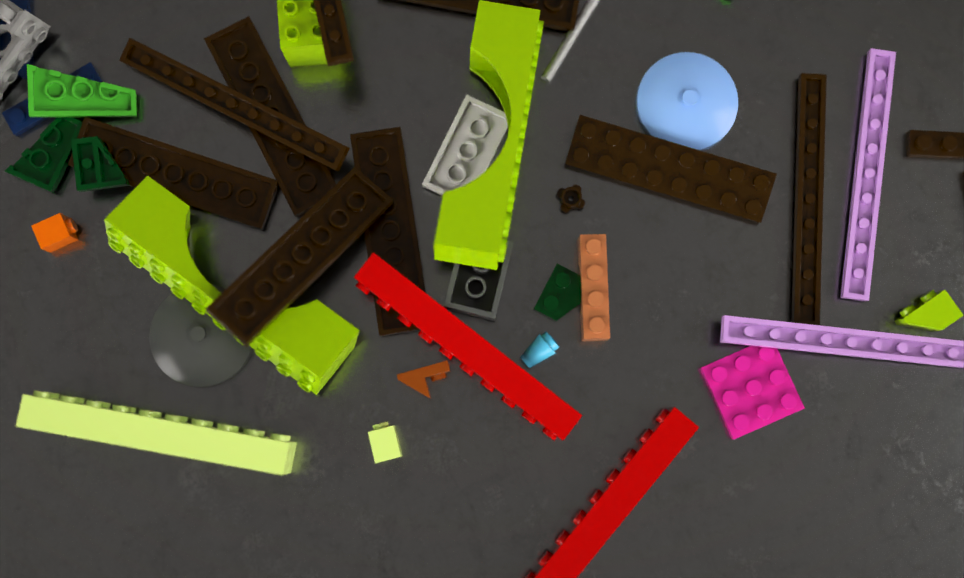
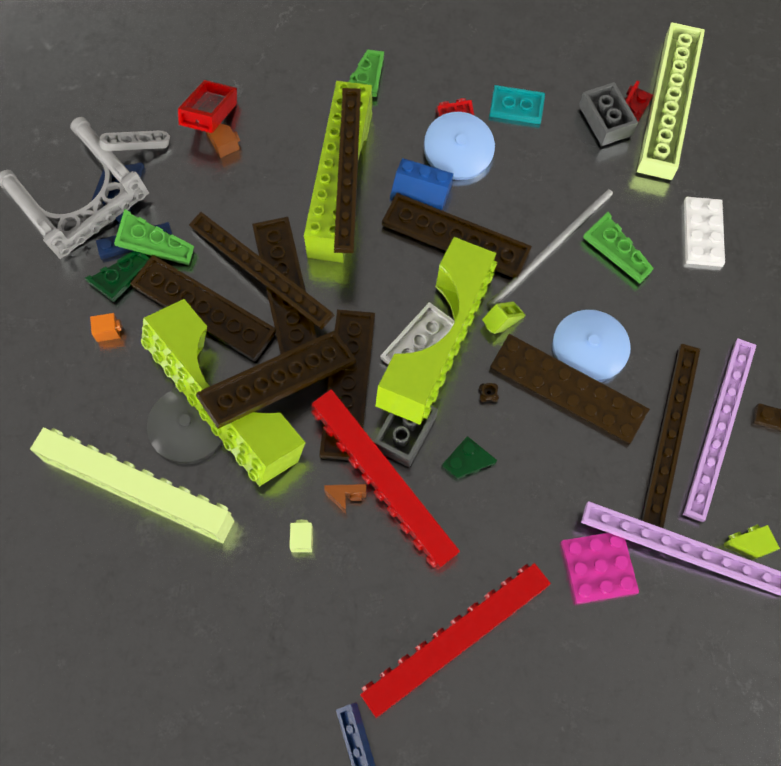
camera: 15 degrees right, 15 degrees down
(95, 166) = (149, 287): dark green wing -> none
(540, 349) = (439, 496): medium azure cone -> none
(567, 91) = (502, 317): none -> lime slope
(594, 287) = (491, 460): nougat arch -> none

